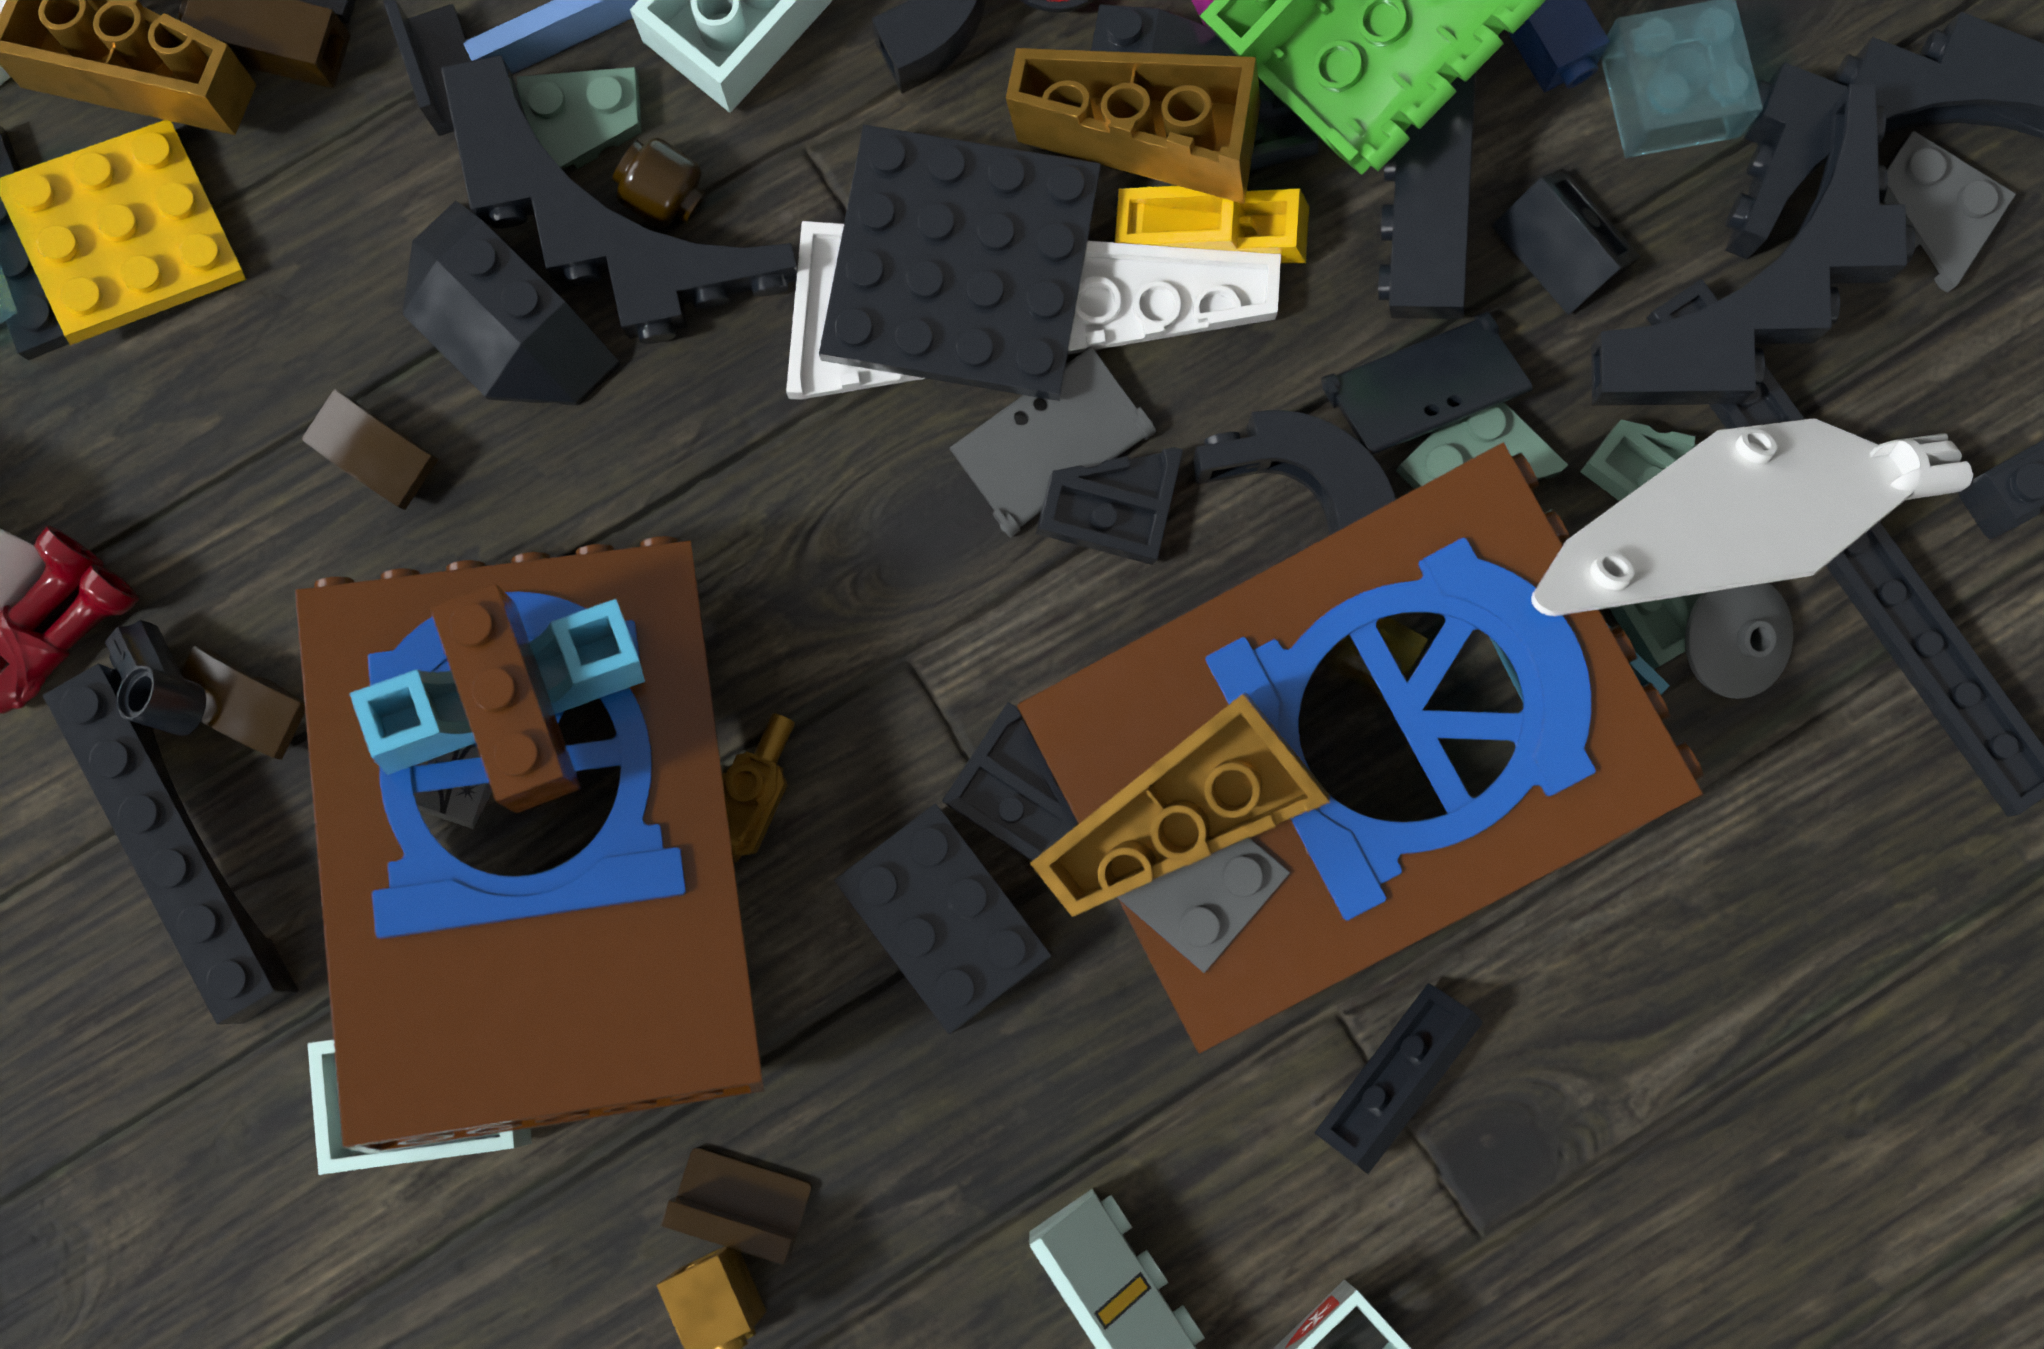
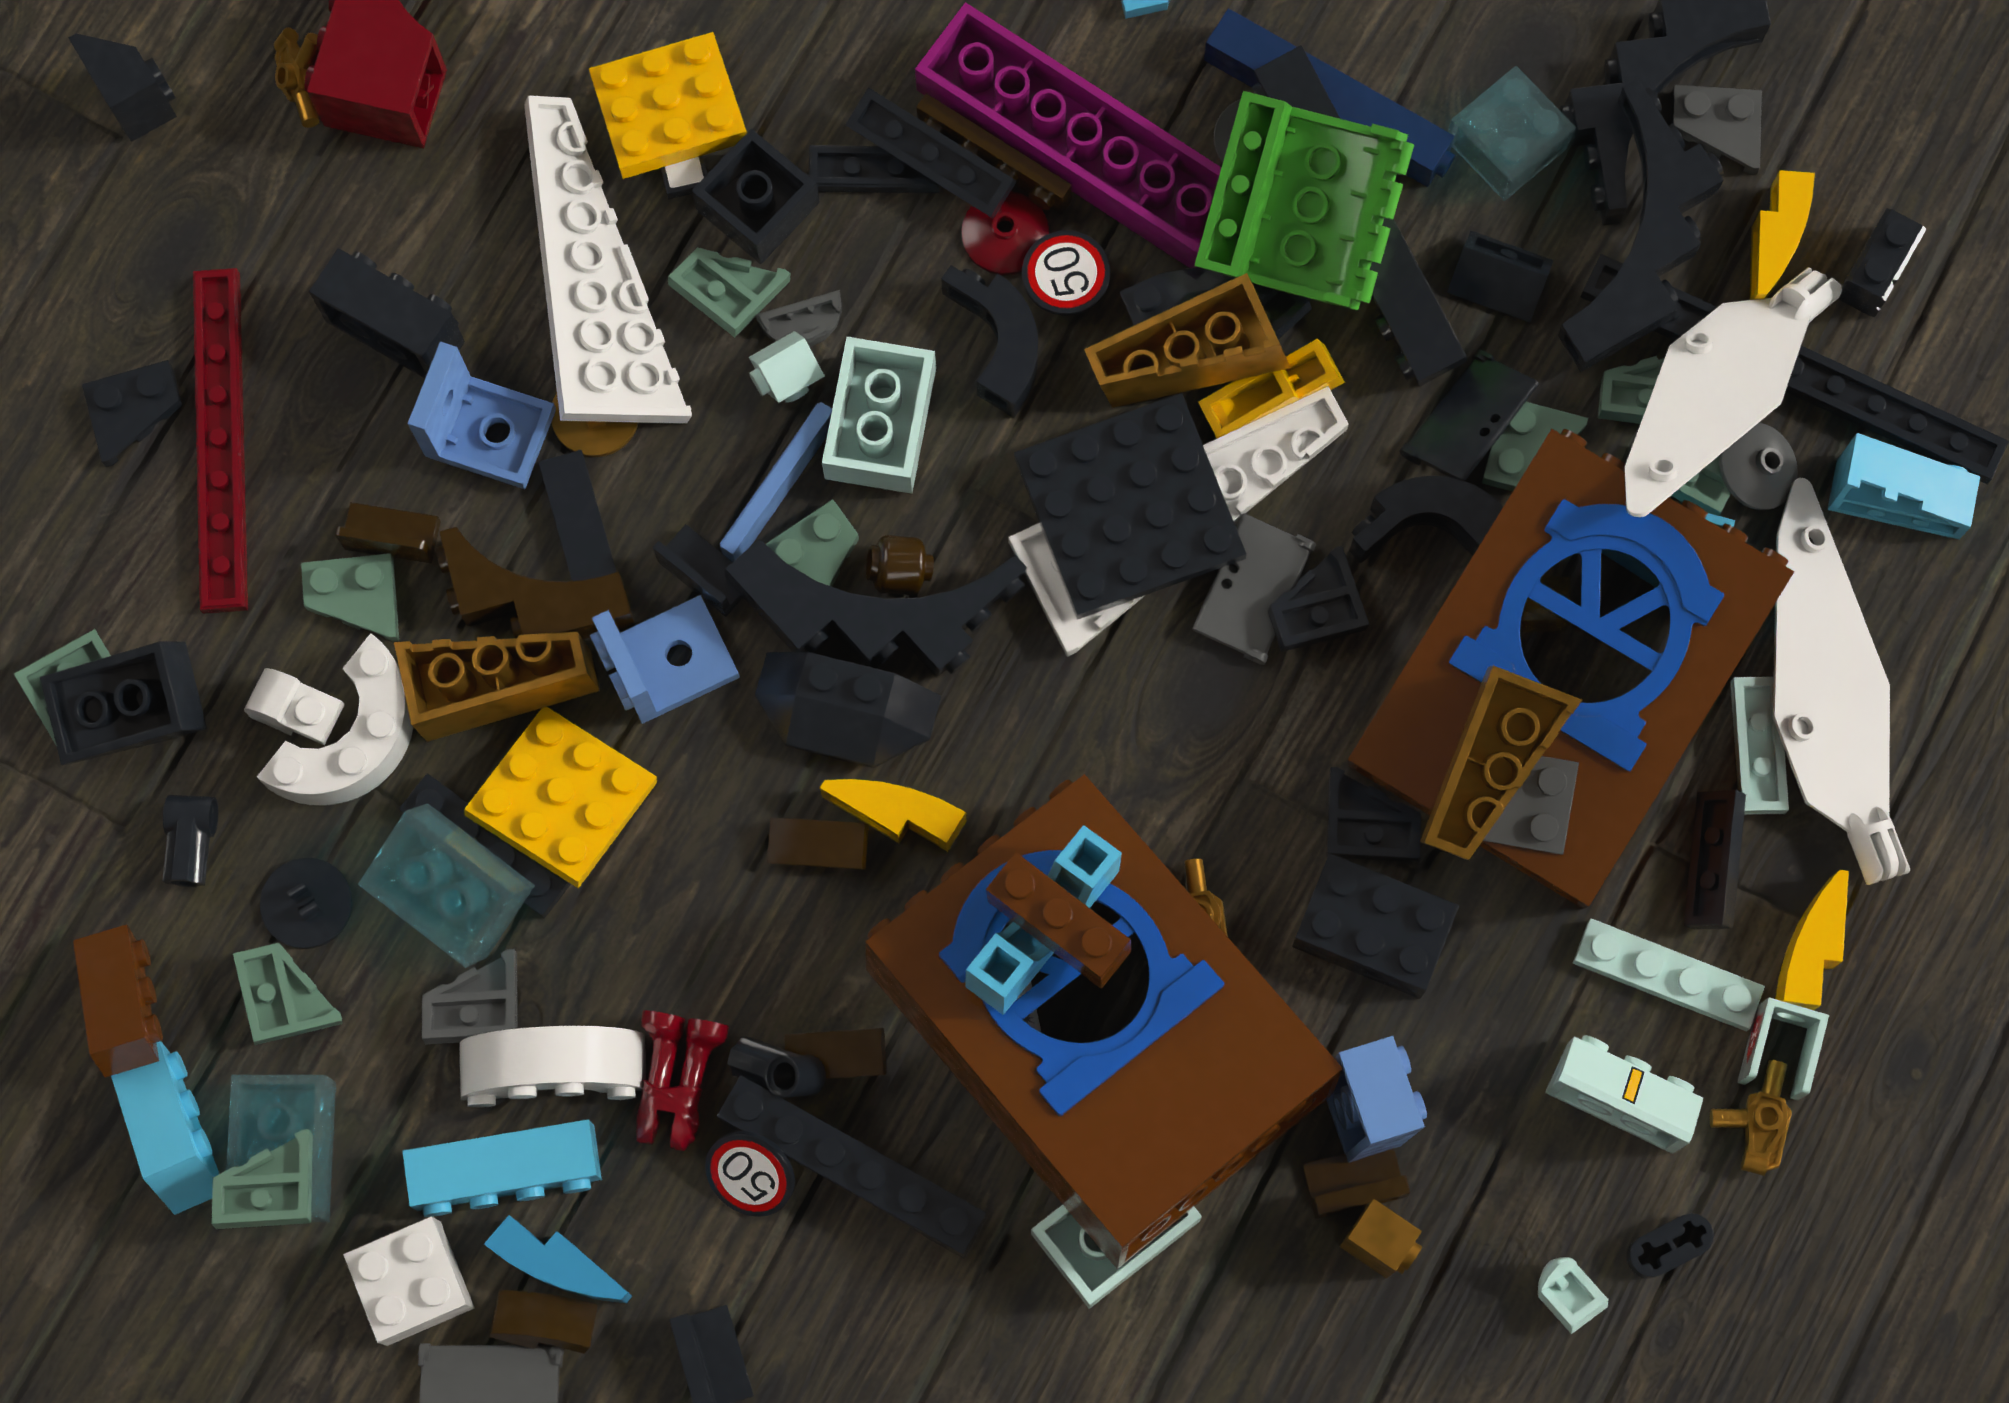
camera: 30 degrees left, 5 degrees down
(51, 783) = (750, 1173): none -> piece
(295, 135) = (640, 657): none -> medium blue bracket
(481, 464) = (896, 809): none -> yellow slope
(793, 1131) = (1375, 1100): none -> medium blue brick
(1261, 1181) = (1668, 974): none -> light aqua plate
(1457, 1249) = (1815, 945): none -> yellow slope
(1538, 970) = (1758, 747): none -> light aqua plate
(1664, 959) = (1832, 691): none -> white wing
(1902, 764) = (1903, 488): none -> medium azure wedge
(1937, 369) = (1779, 230): none -> yellow slope

